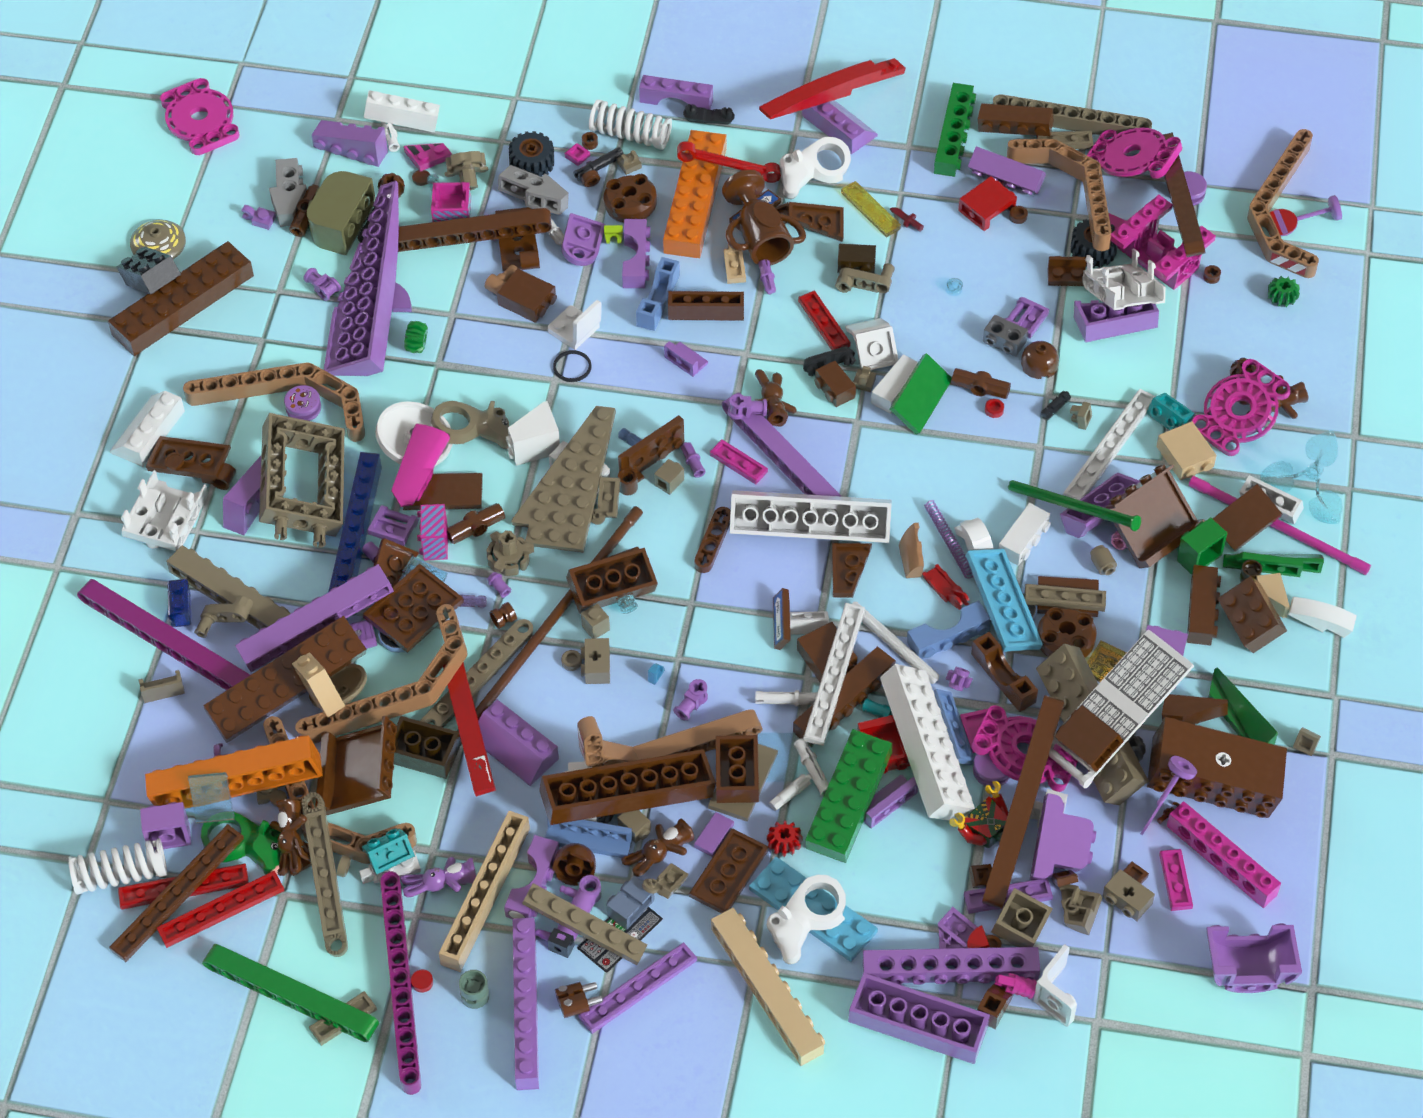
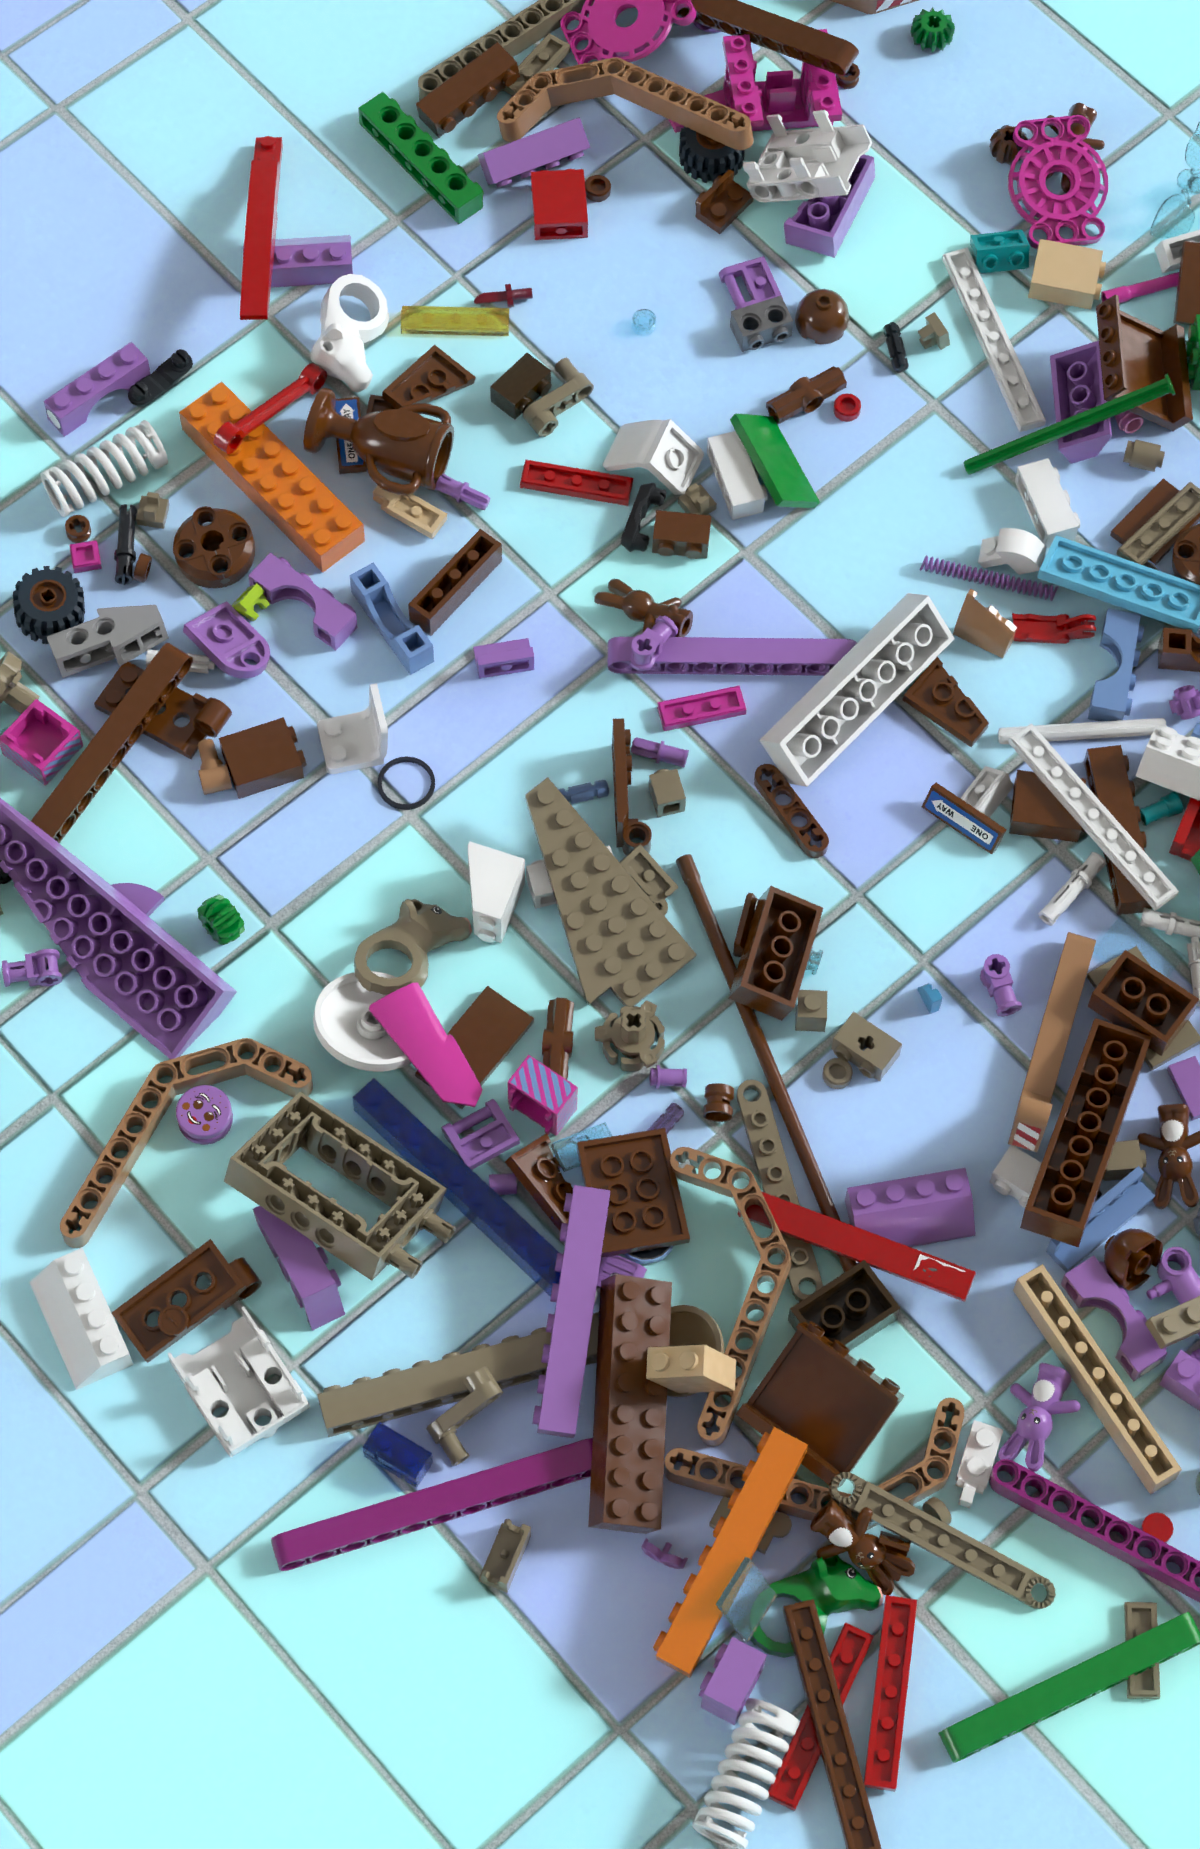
camera: 55 degrees left, 10 degrees up
(388, 850) = (966, 1446): teal bracket -> none

